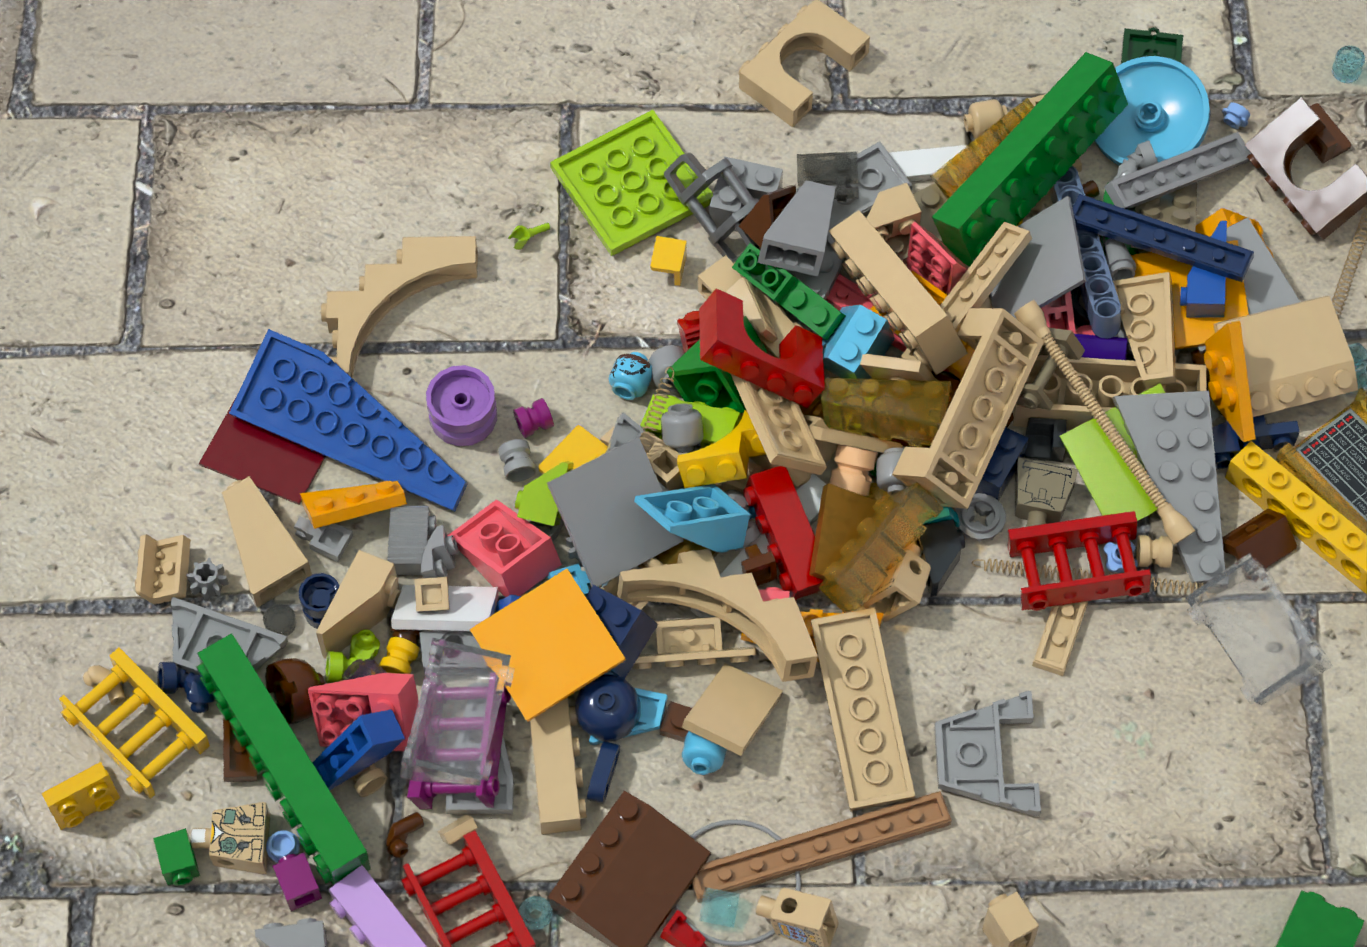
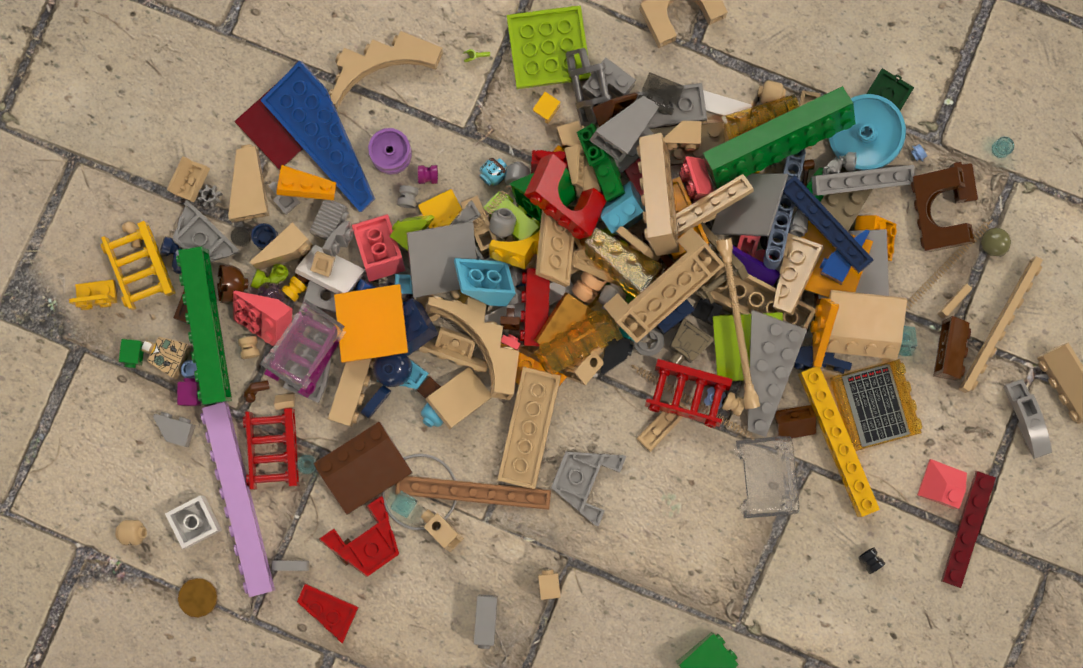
camera: 20 degrees right, 20 degrees up
(359, 747) = (247, 338): blue slope -> none

